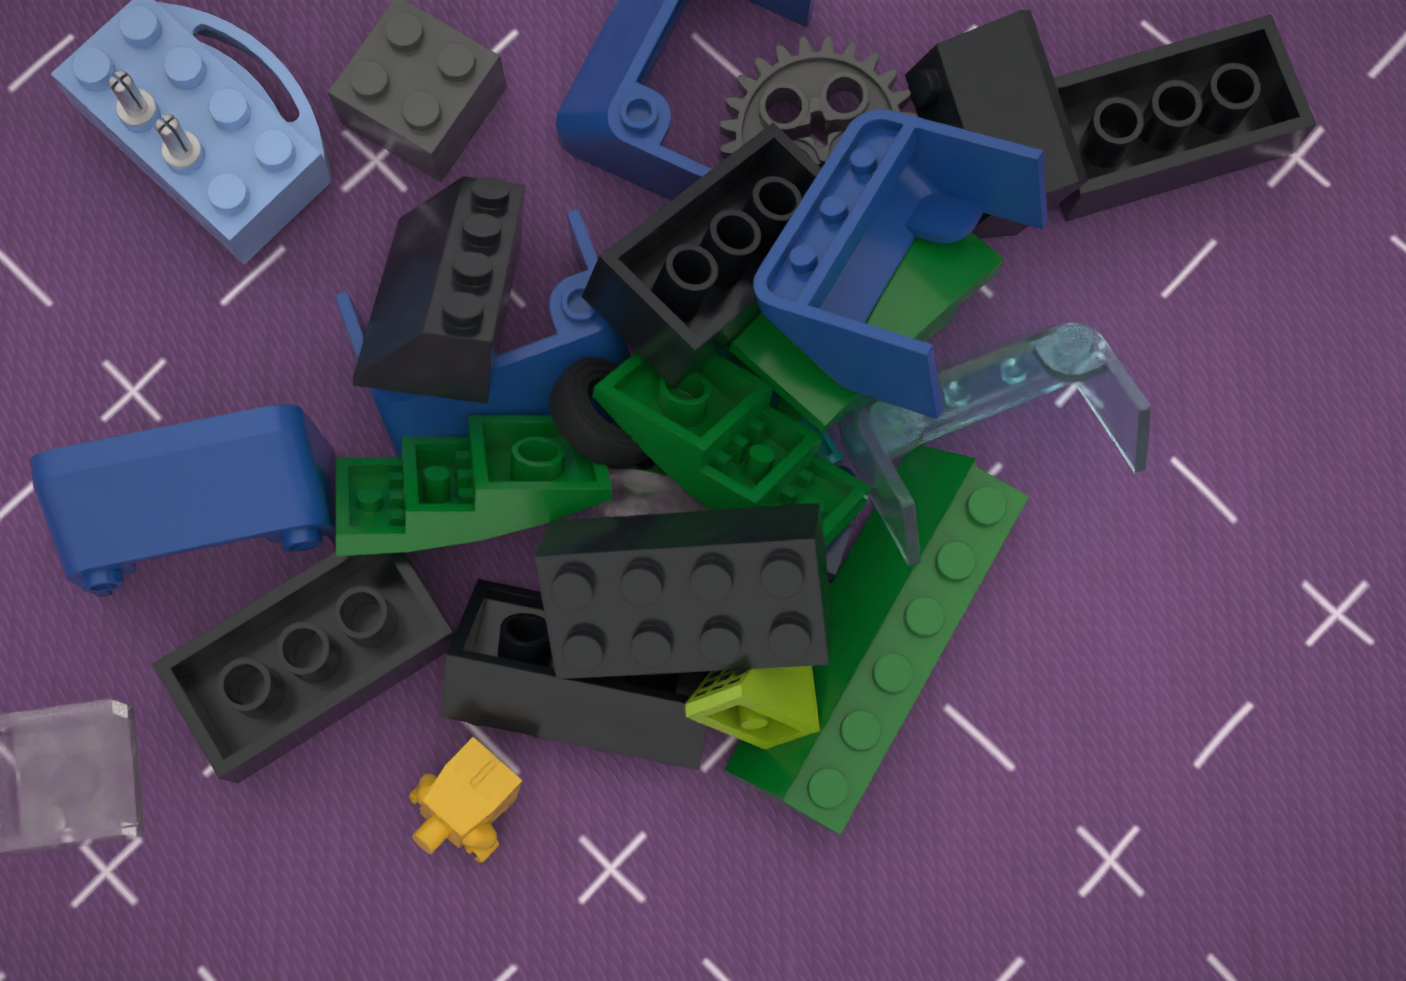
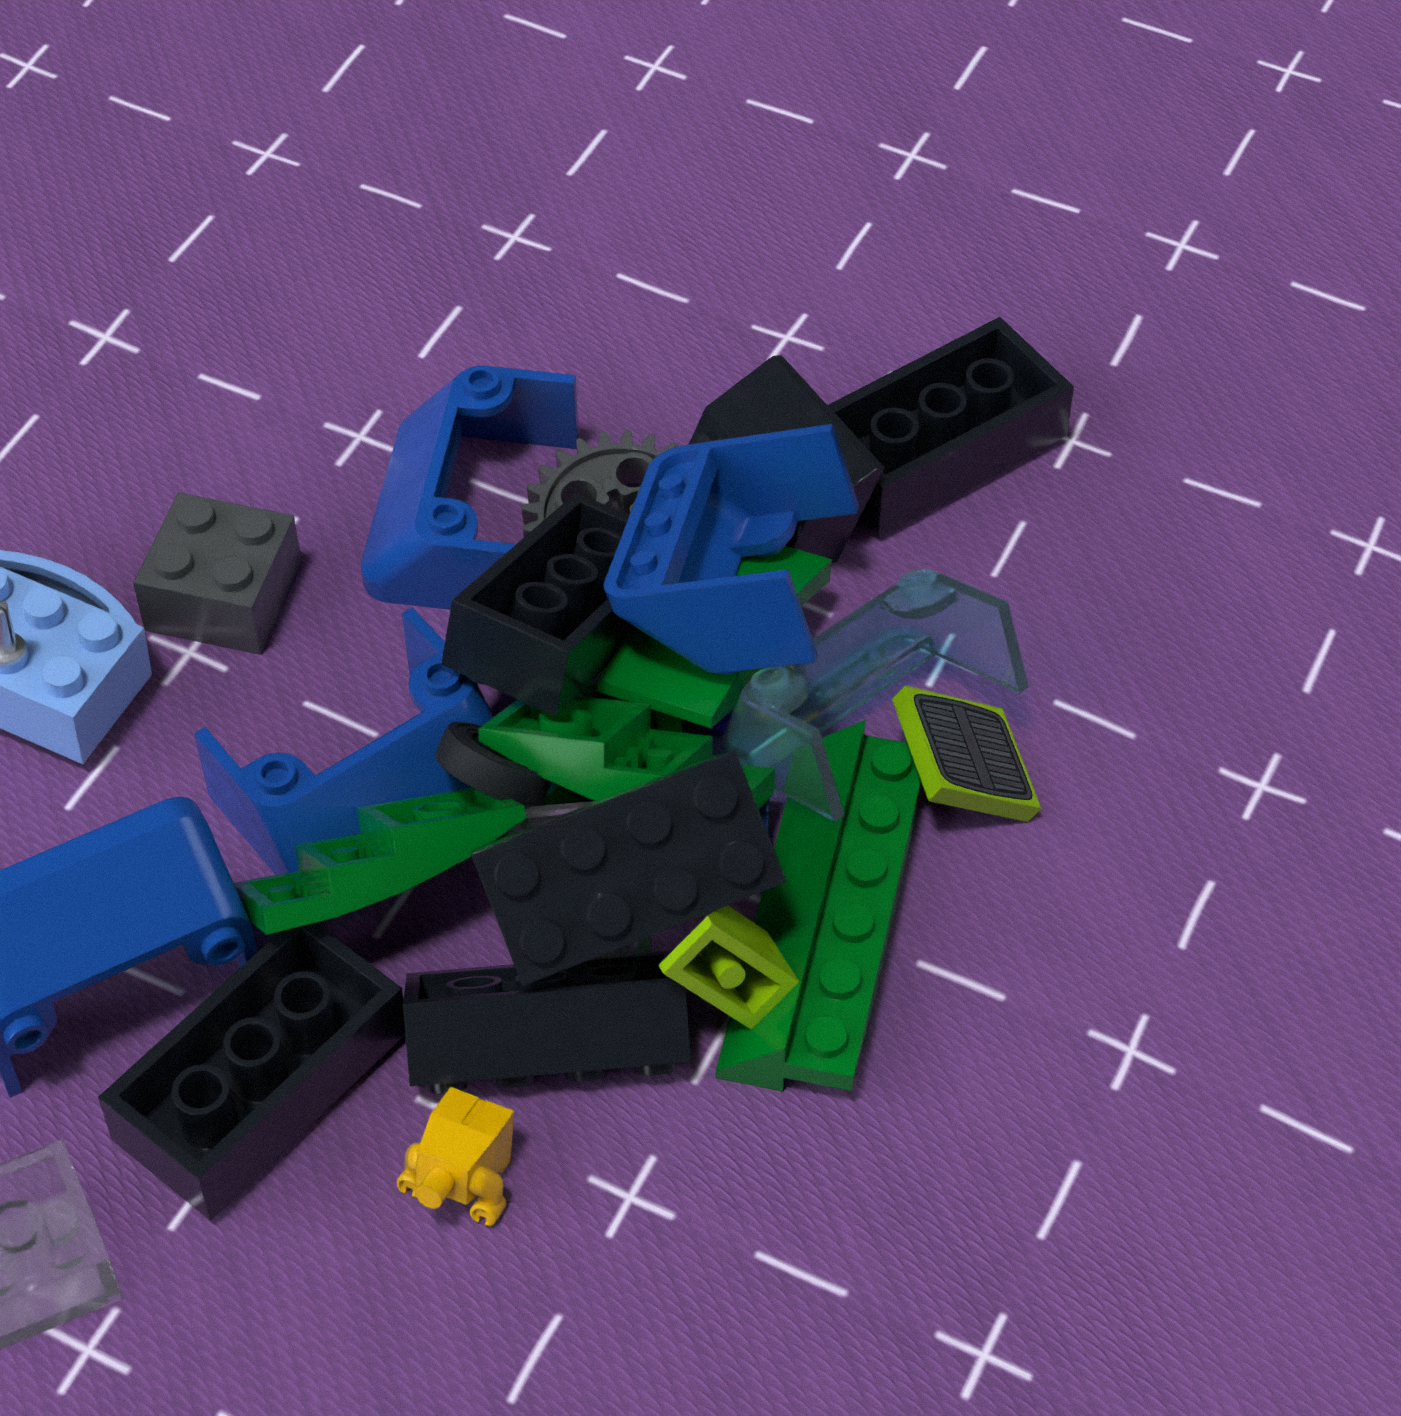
camera: 15 degrees left, 25 degrees down
(445, 293) = (306, 701): black slope -> none
(1062, 512) = (965, 754): none -> tile

